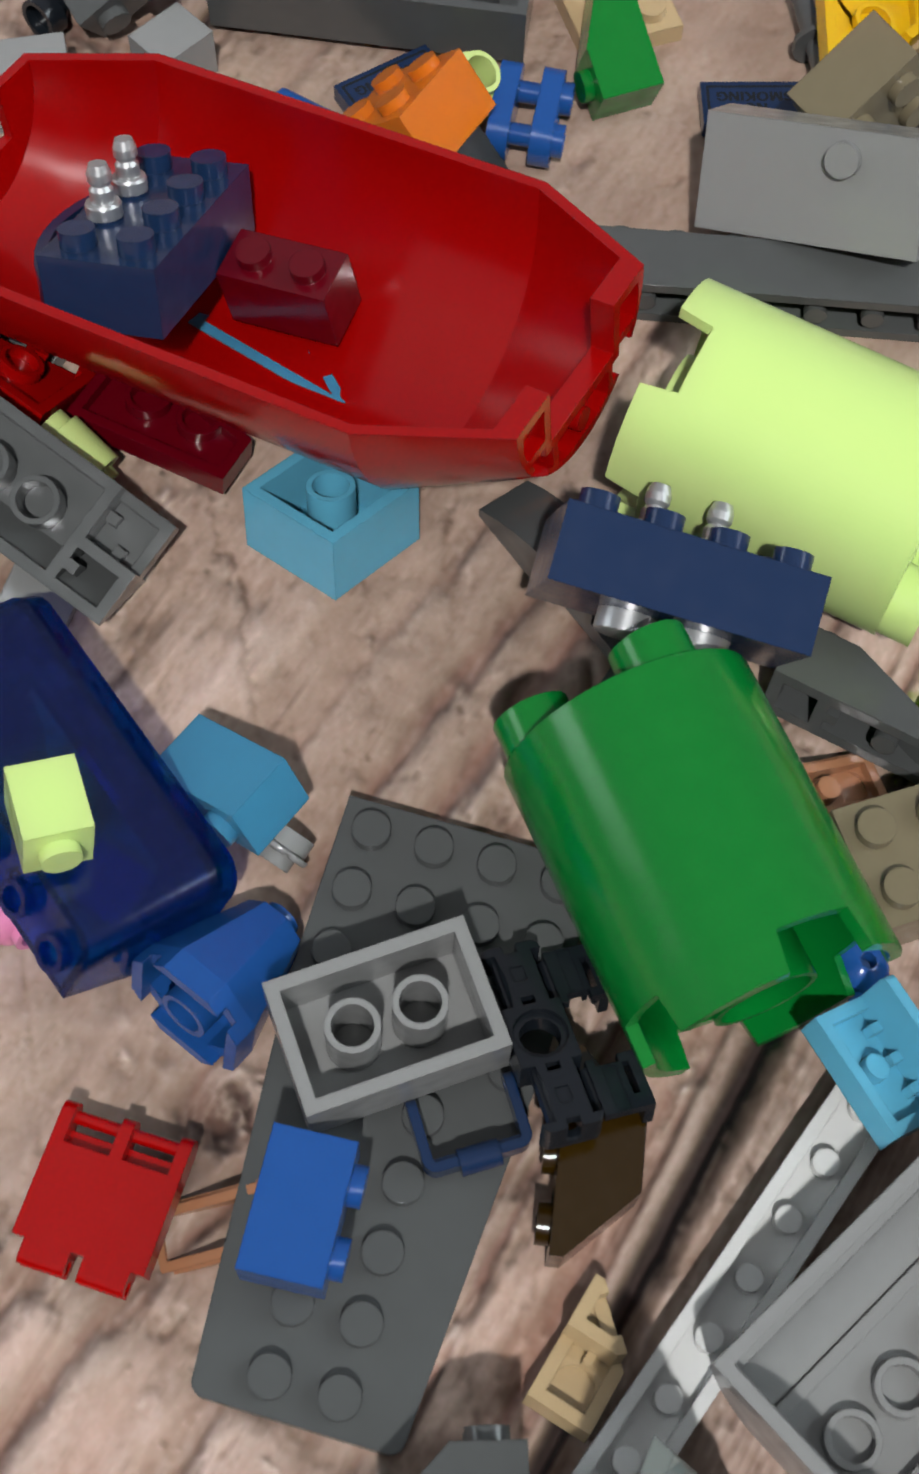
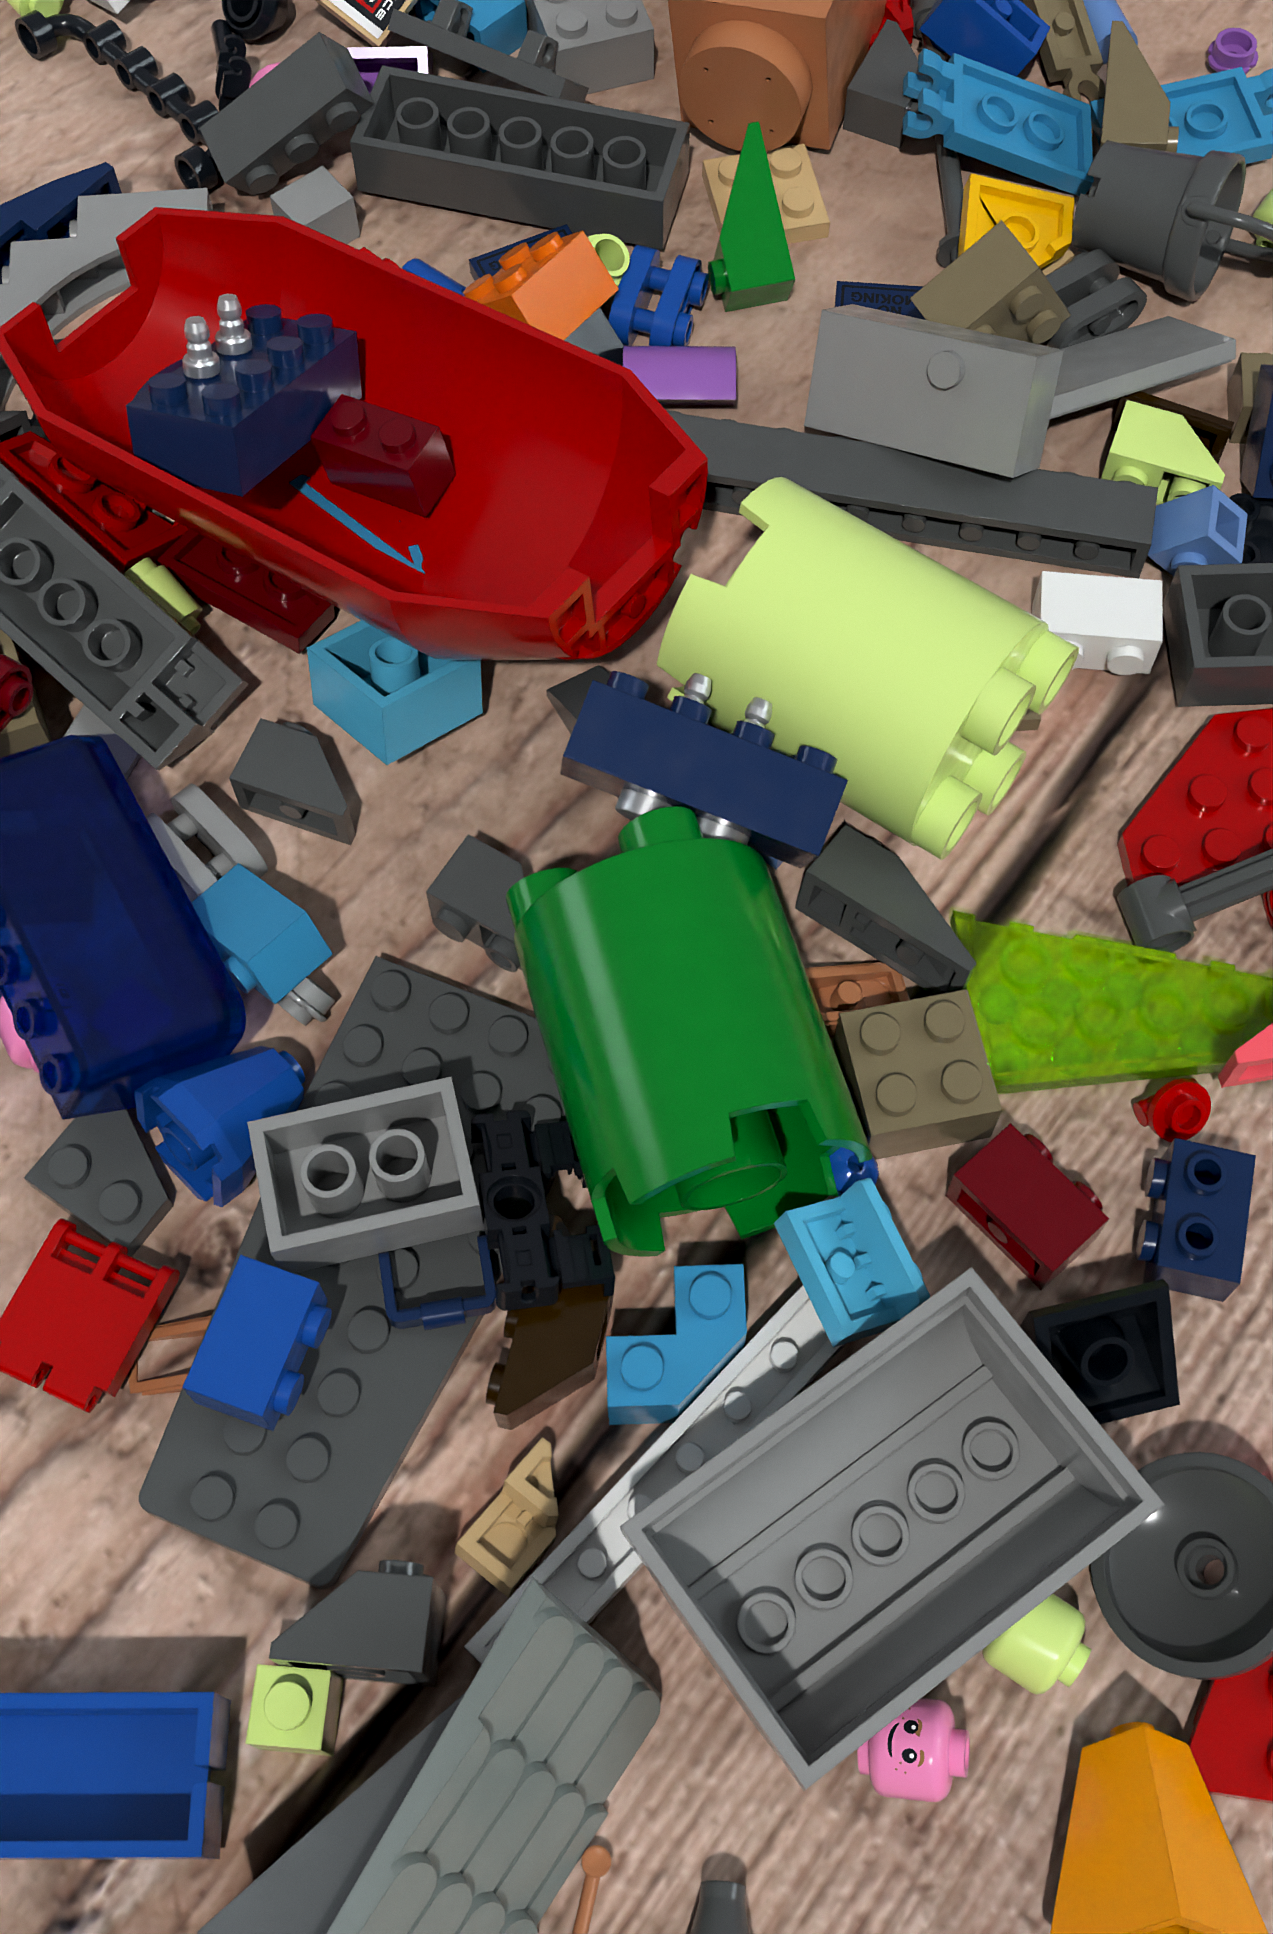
camera: 10 degrees right, 0 degrees up
(49, 814) = (64, 941): yellowish green brick -> none
(103, 1054) = (104, 1179): none -> dark grey wing
(168, 684) = (214, 830): none -> light grey brick
(239, 625) = (290, 781): none -> dark grey slope
(452, 731) = (471, 901): none -> dark grey slope
(587, 181) = (685, 373): none -> medium lavender brick
(745, 1143) = (661, 1375): none -> dark azure brick

